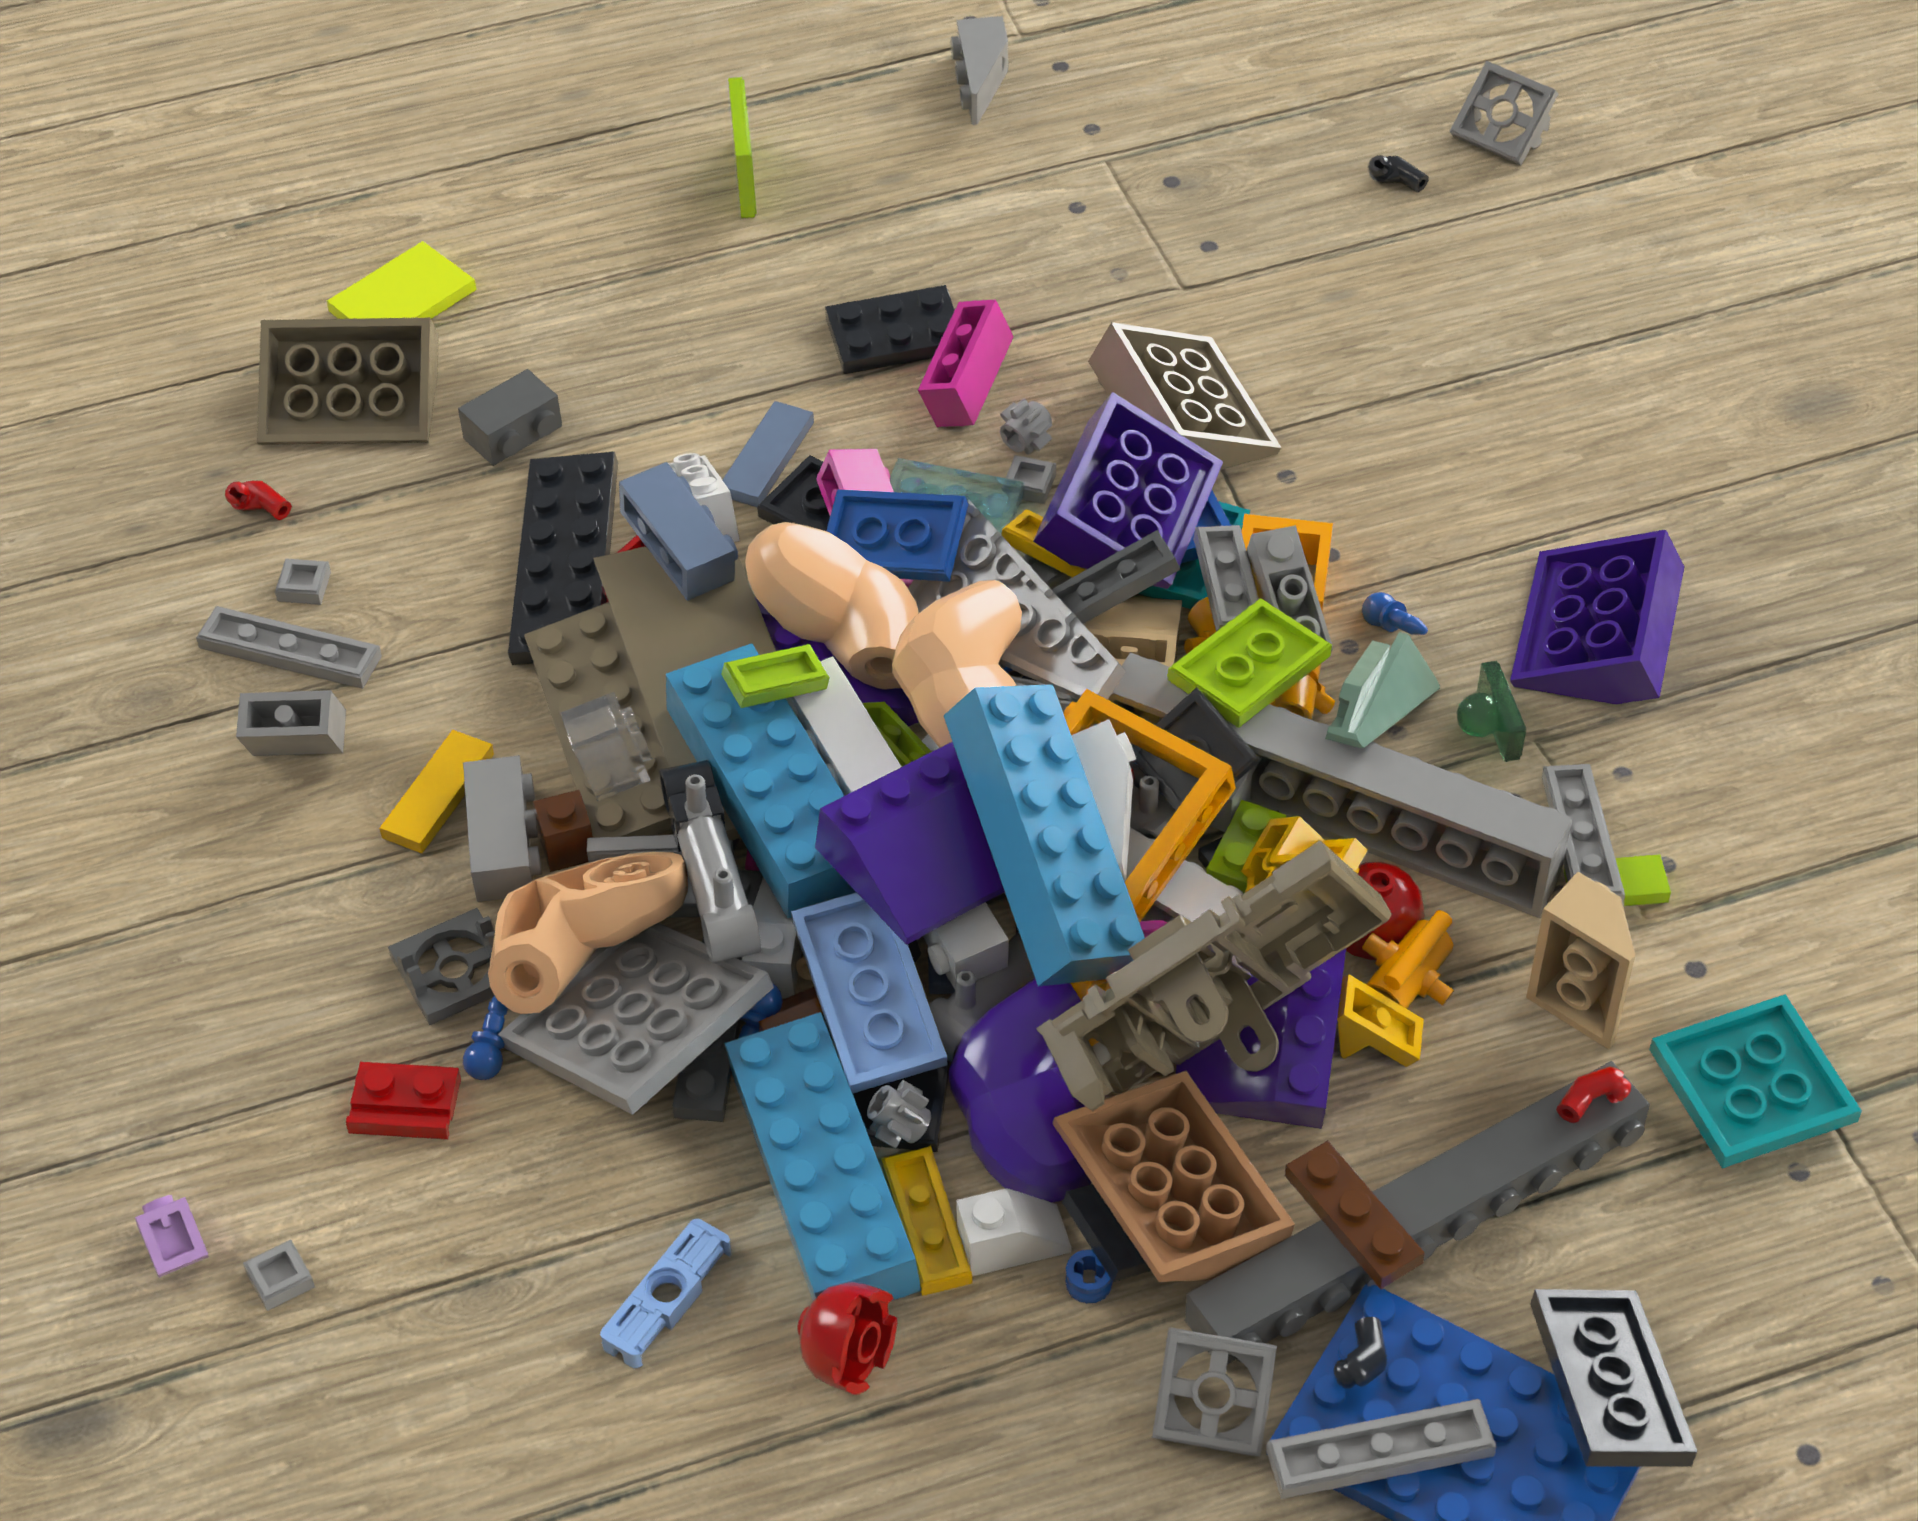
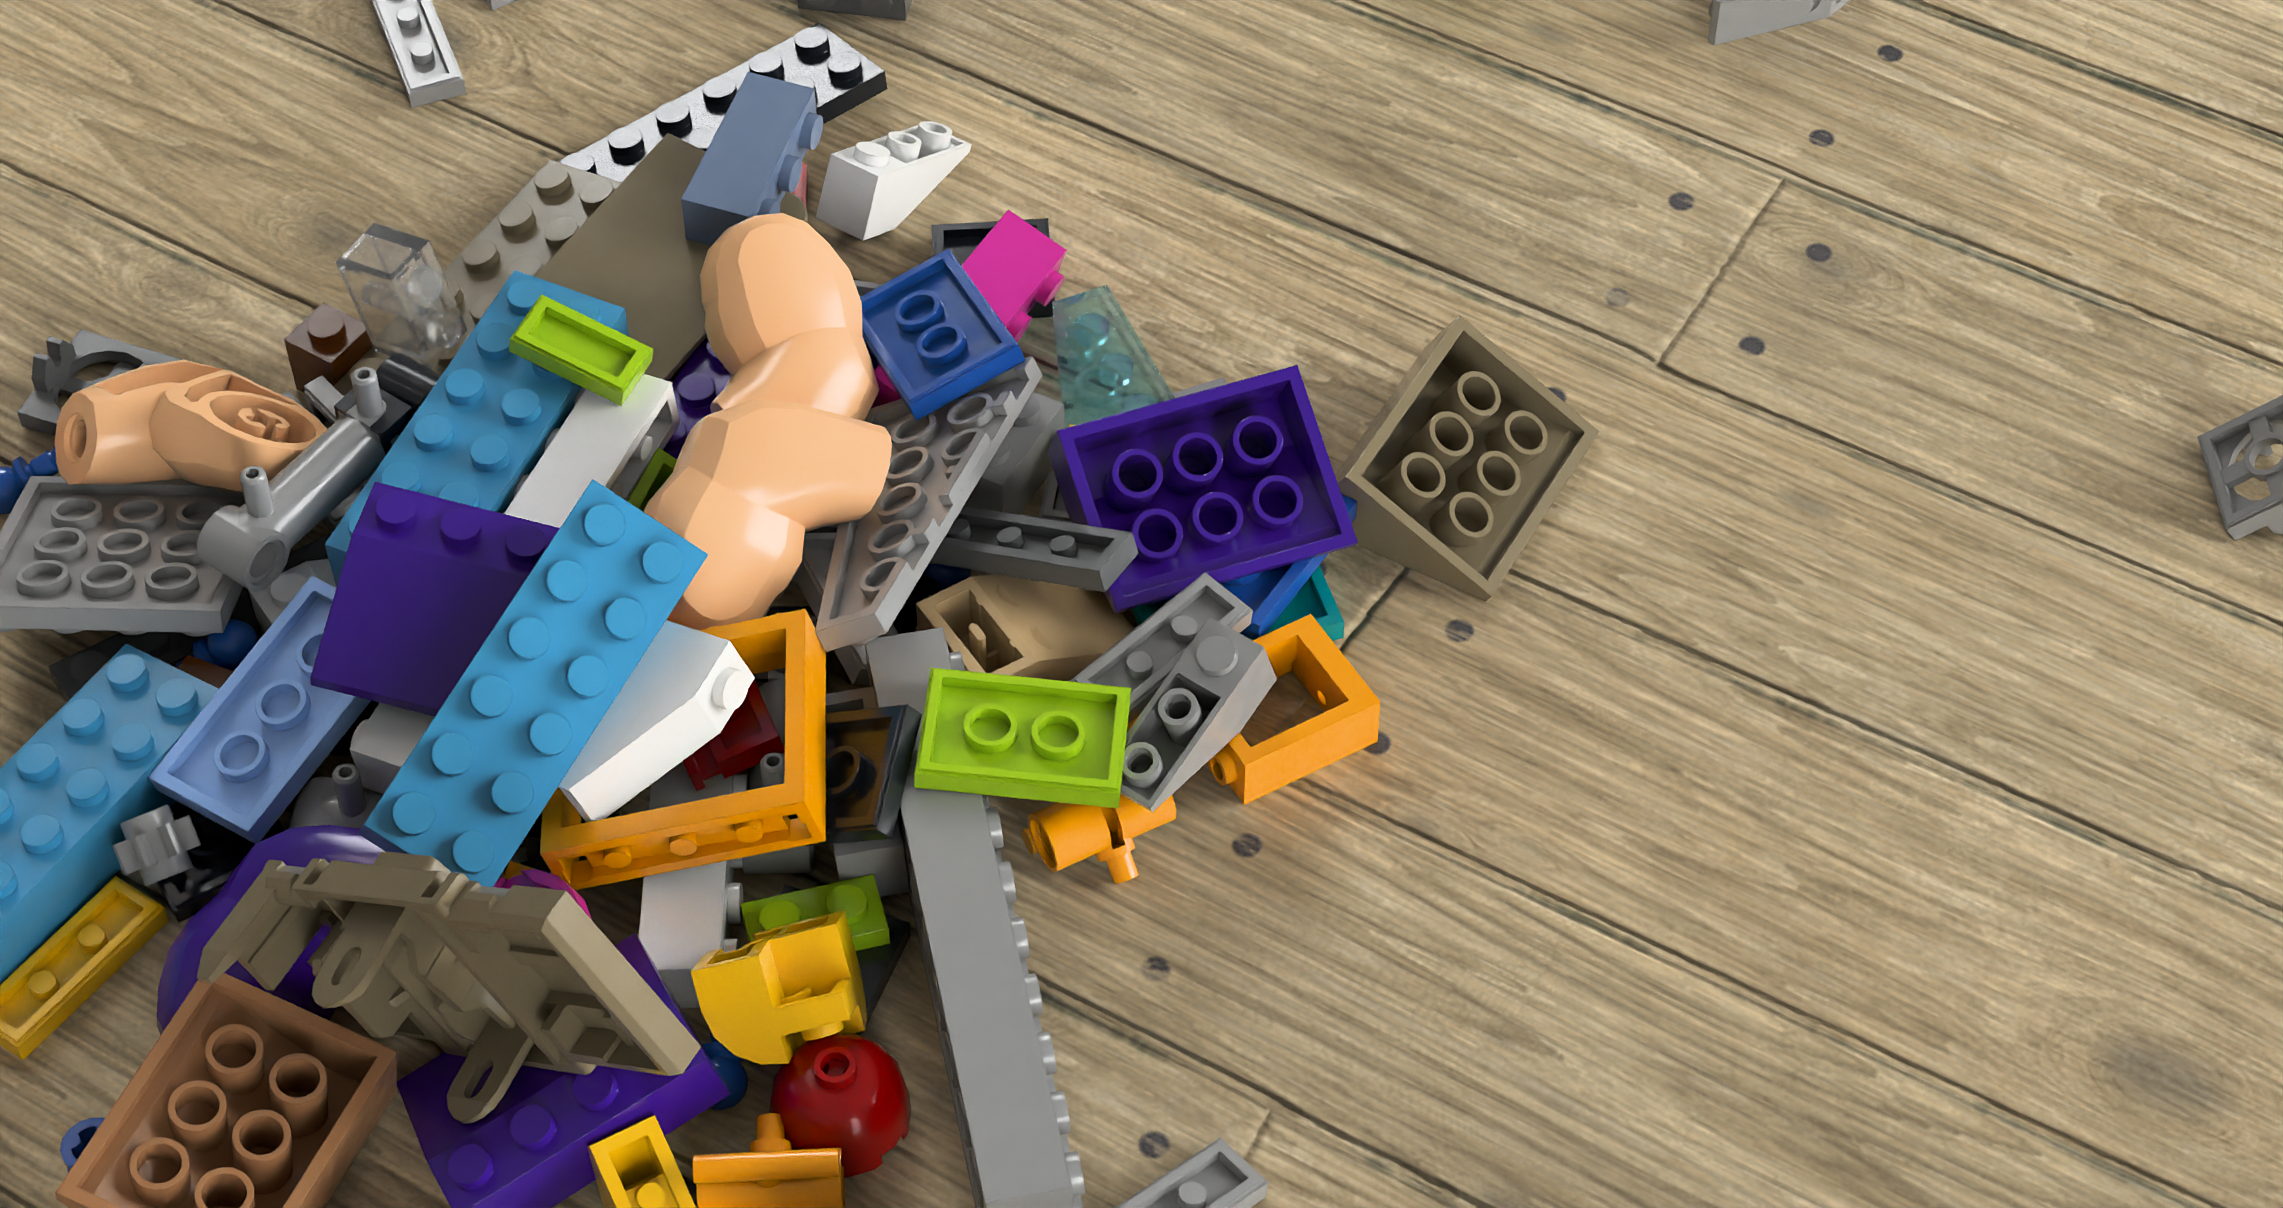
camera: 50 degrees right, 0 degrees up
(291, 723) = (286, 79): light grey brick -> none
(434, 793) = (305, 239): yellow tile -> none
(500, 826) = (251, 326): light grey brick -> none
(767, 453) = (1021, 186): sand blue tile -> none
(889, 328) = (1314, 171): black plate -> none
(965, 363) = (1299, 249): dark pink brick -> none
(1009, 1230) = (83, 1032): white slope -> none
(1025, 426) = (1264, 350): light grey gear -> none
(1381, 691) = (1132, 893): sand green wedge -> none
(1385, 612) = (1324, 847): blue bar -> none
(1397, 170) = (2068, 427): black arm -> none
(1493, 712) = (1253, 1036): clear green tile -> none
(1601, 619) = (1516, 1059): dark purple slope -> none

